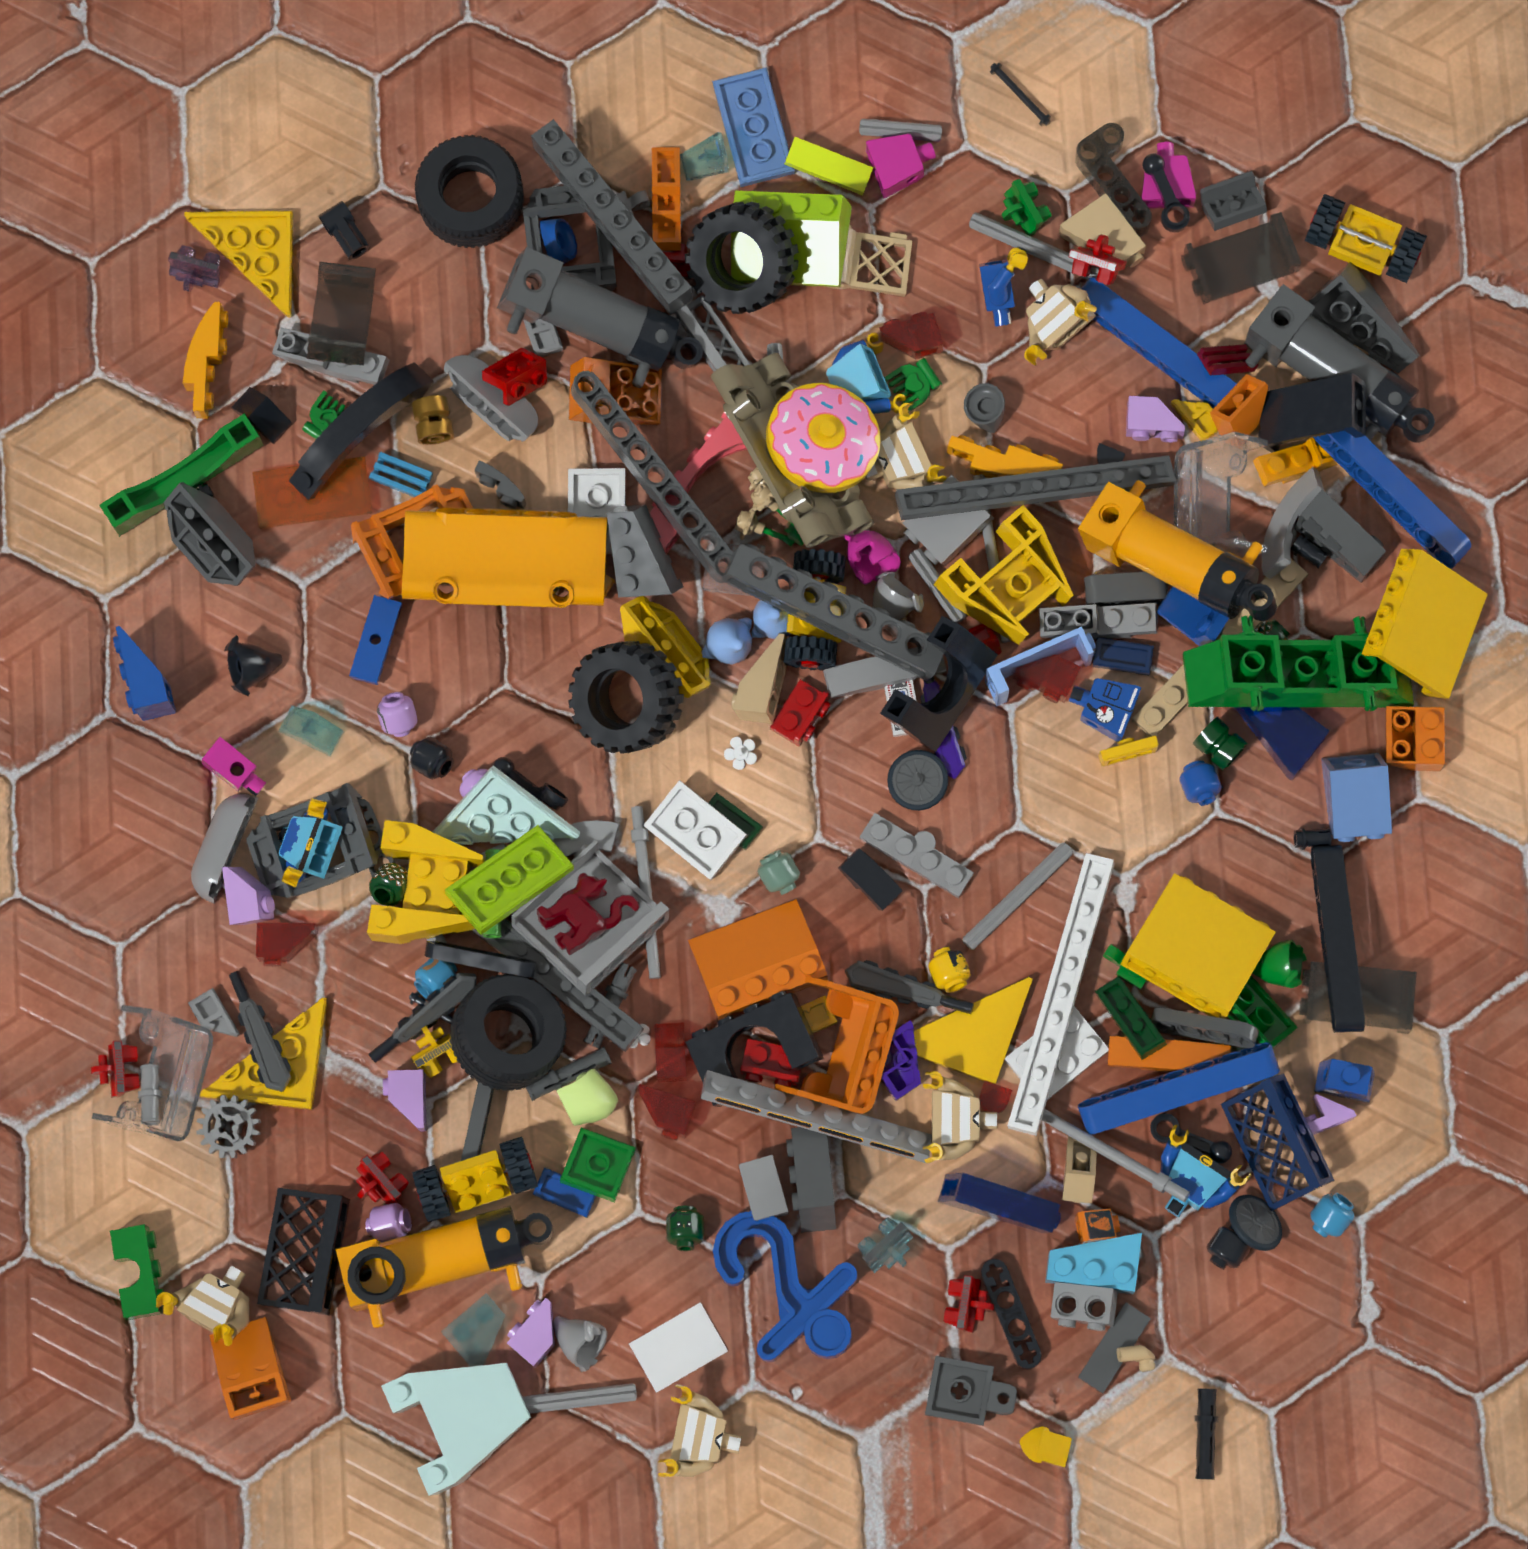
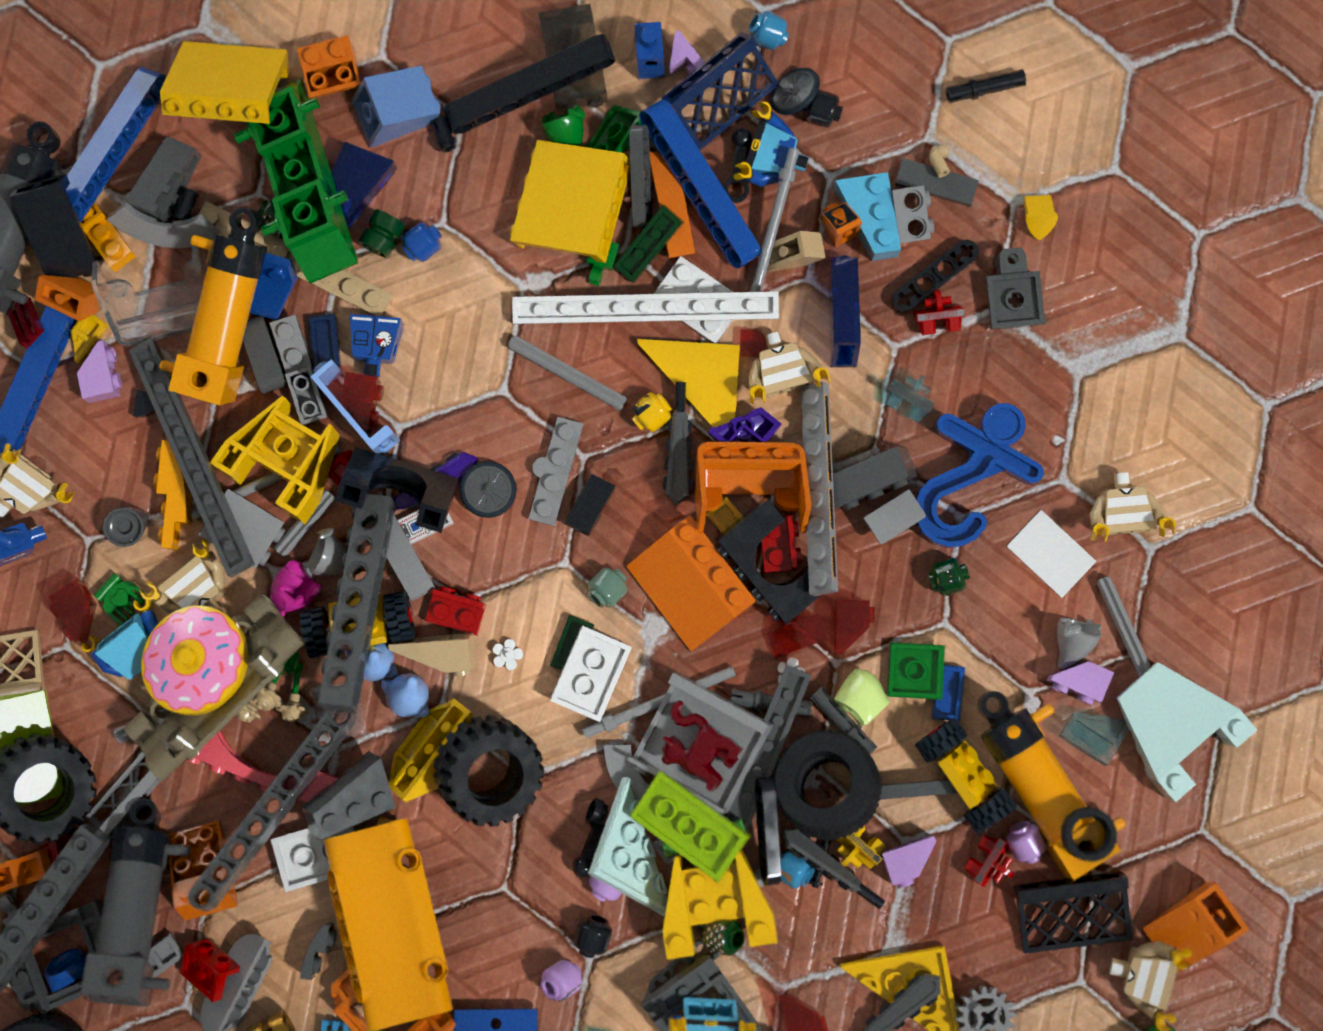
camera: 105 degrees left, 5 degrees up
(1127, 750) = (408, 312): yellow plate -> none

